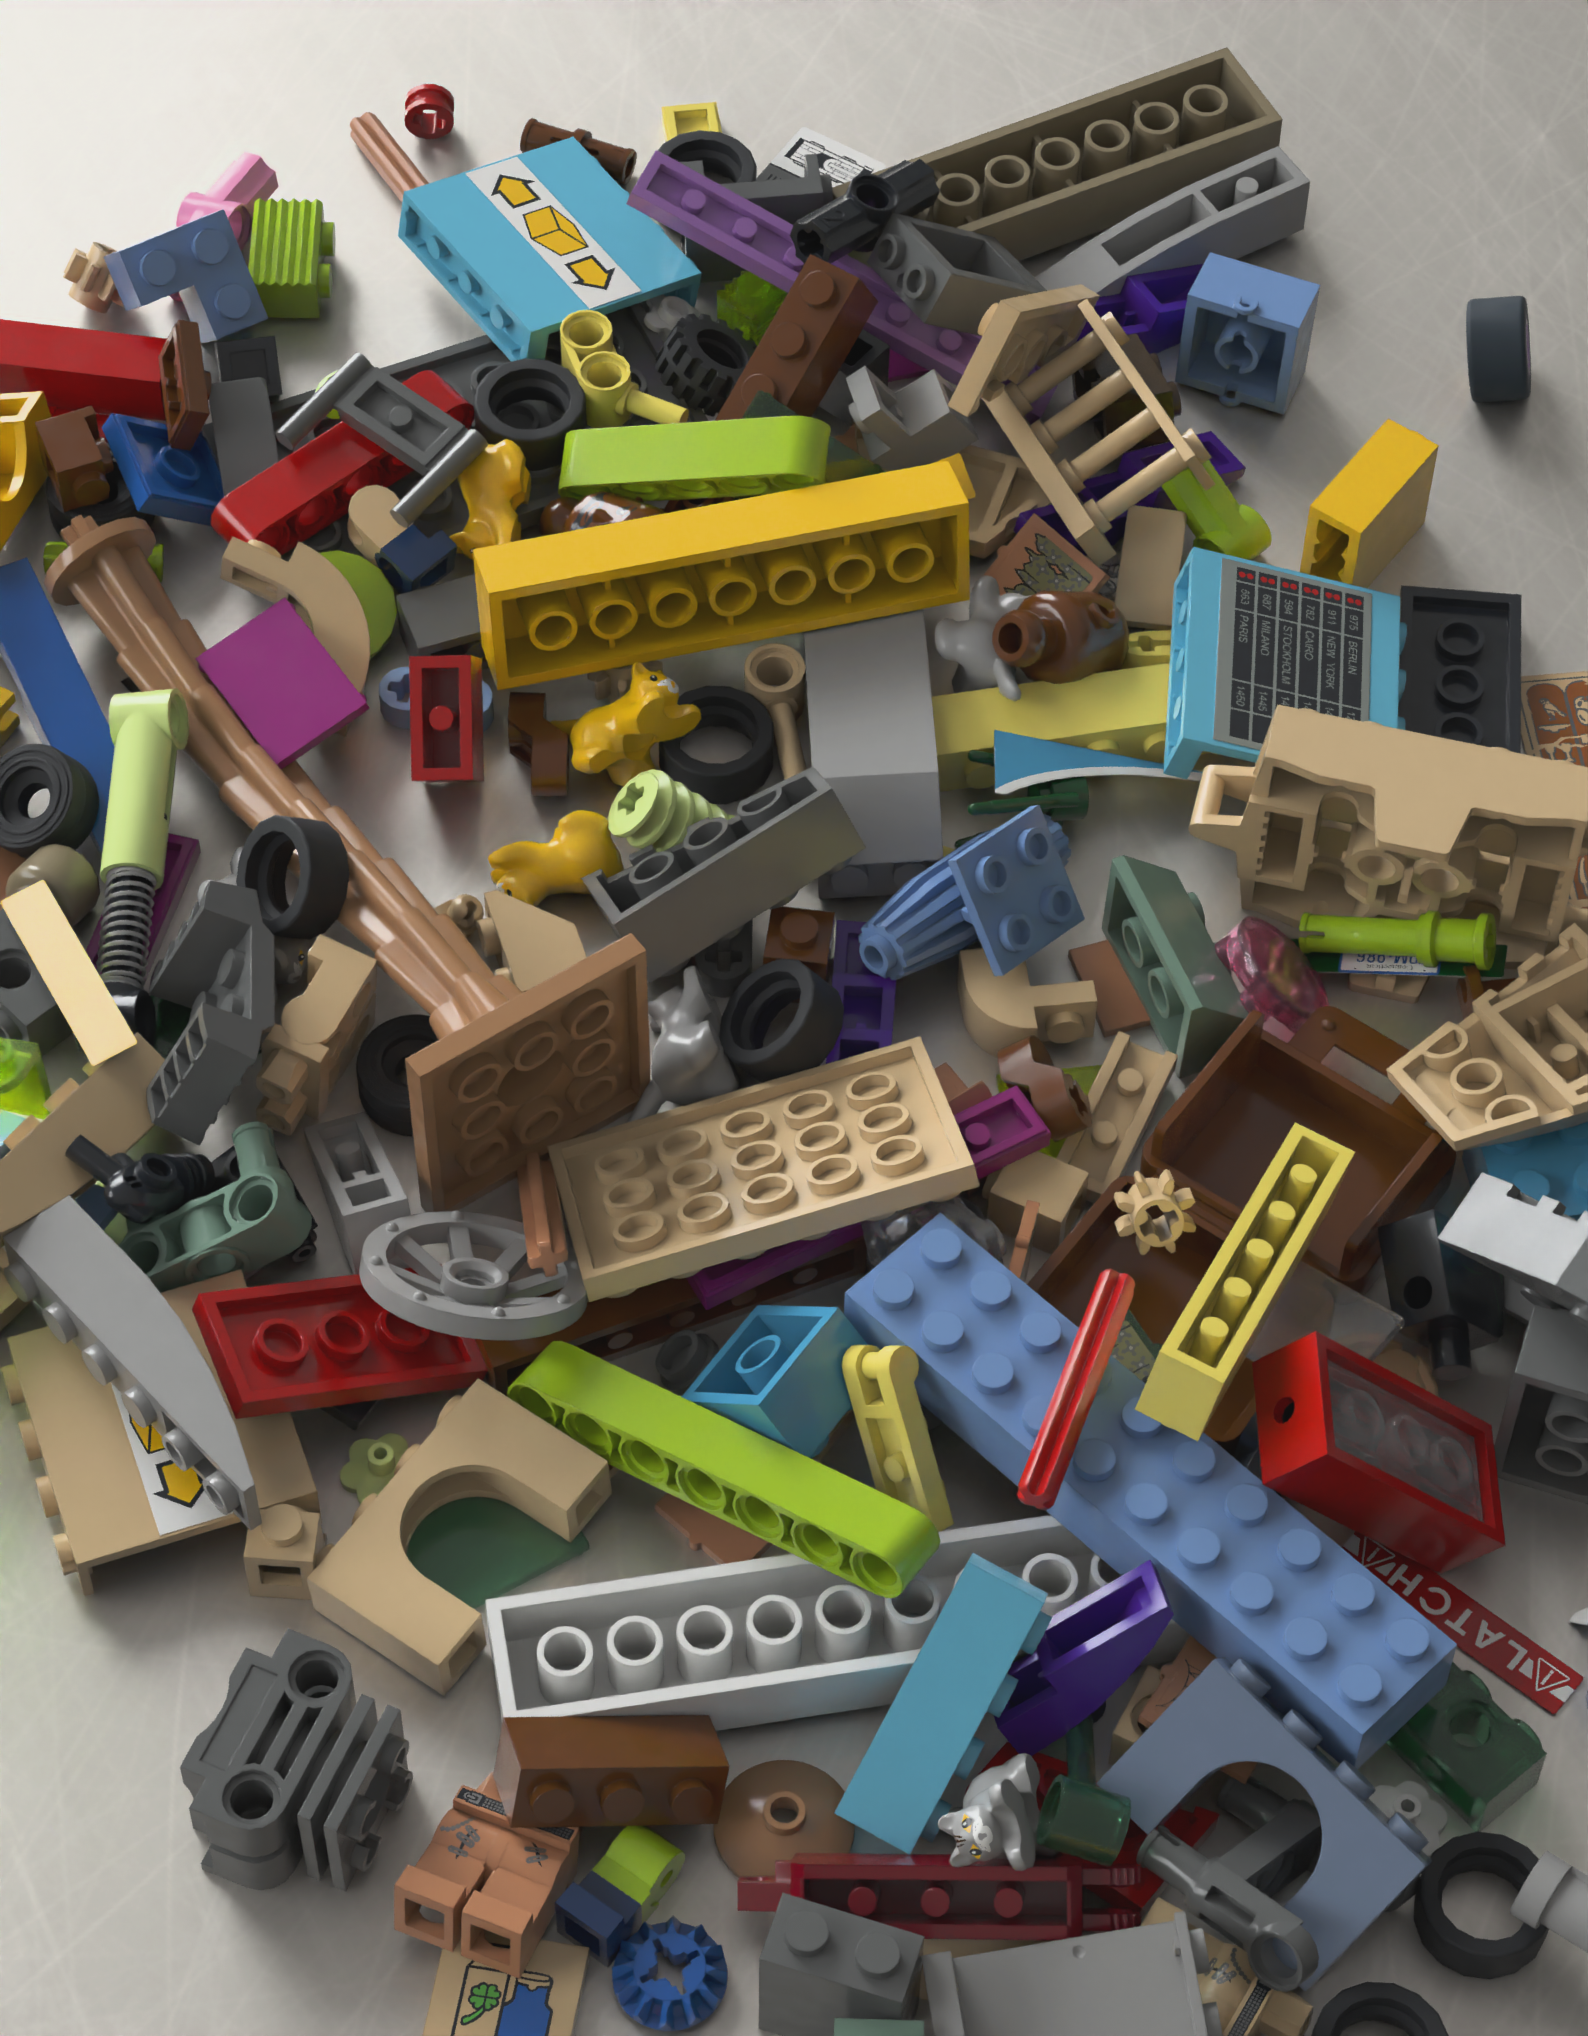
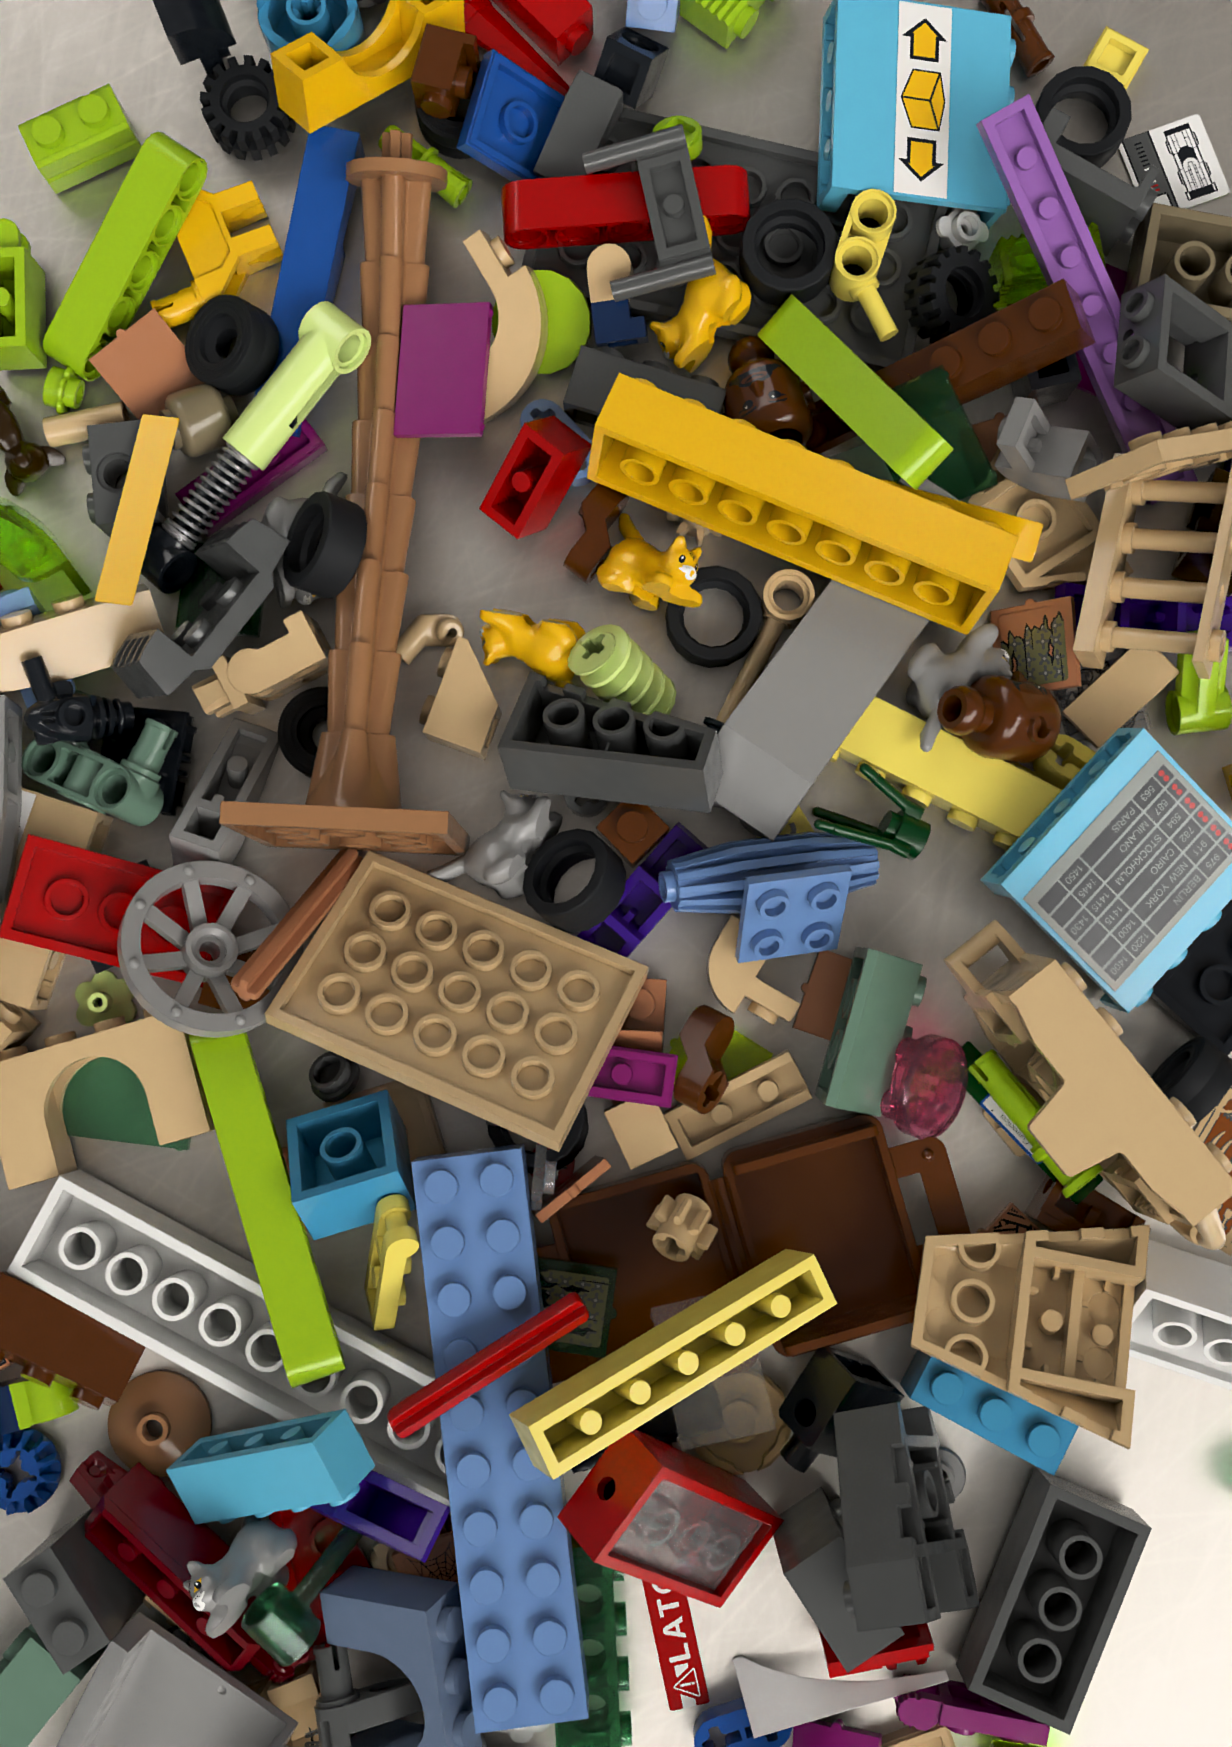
camera: 45 degrees right, 30 degrees up
(184, 385) = (563, 59): reddish brown plate -> none
(862, 213) = (1125, 259): black piece -> none
(1030, 761) = (904, 805): dark azure sticker -> none

